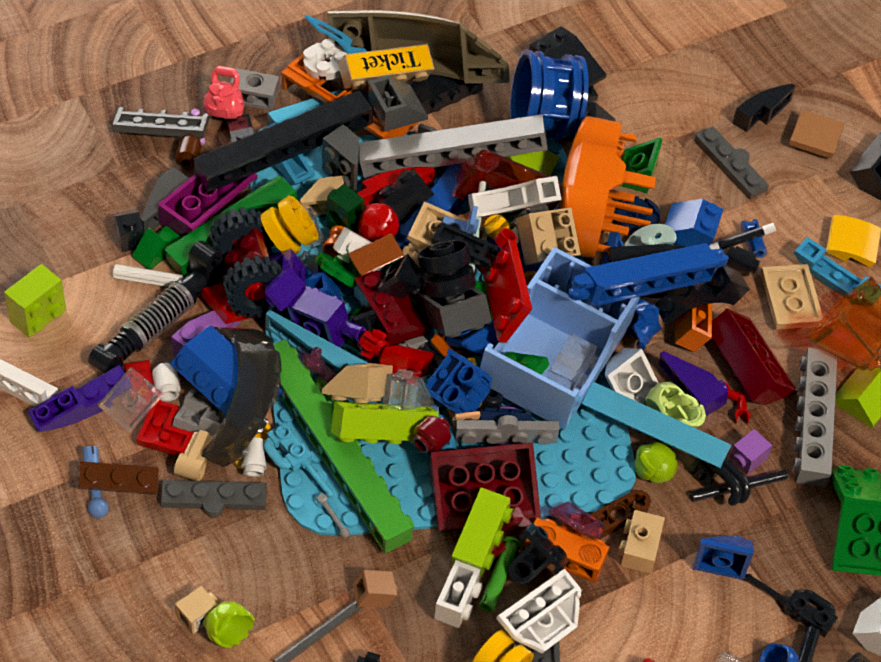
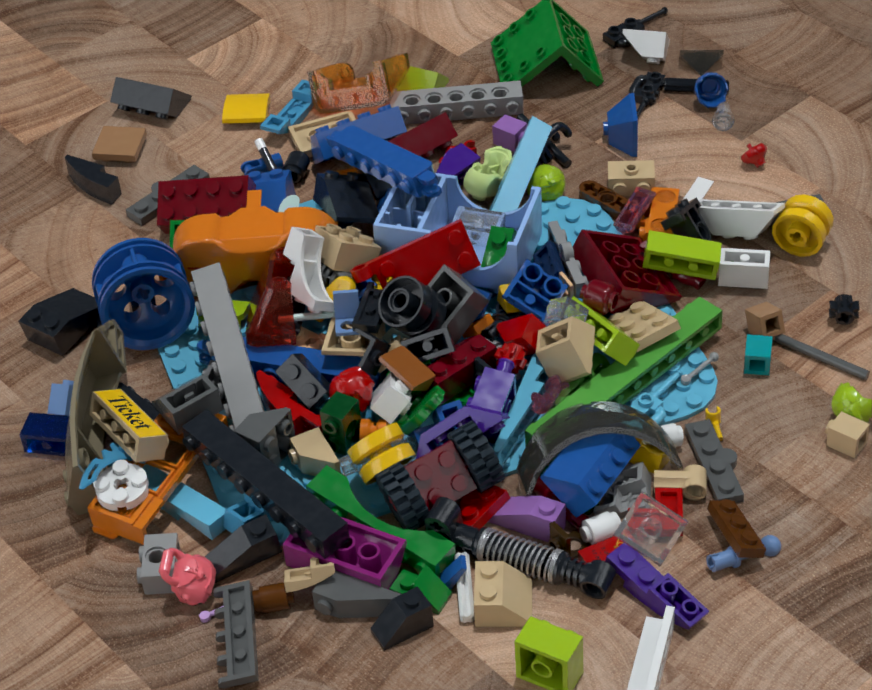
camera: 95 degrees left, 10 degrees down
(122, 292) = (501, 595): none -> tan slope
(159, 348) = (562, 540): none -> dark brown bracket
(160, 267) = (454, 572): none -> blue piece
(186, 164) = (308, 576): none -> tan slope
(265, 512) = (715, 419): none -> yellow hand
(334, 571) = (758, 355): none -> teal brick
(389, 466) = (645, 323): none -> tan plate
(406, 234) = (370, 361): none -> black bracket
(616, 608) = (698, 189): none -> white sticker
(682, 171) = (201, 196): none -> dark red brick
(762, 309) = (385, 124): none -> blue slope

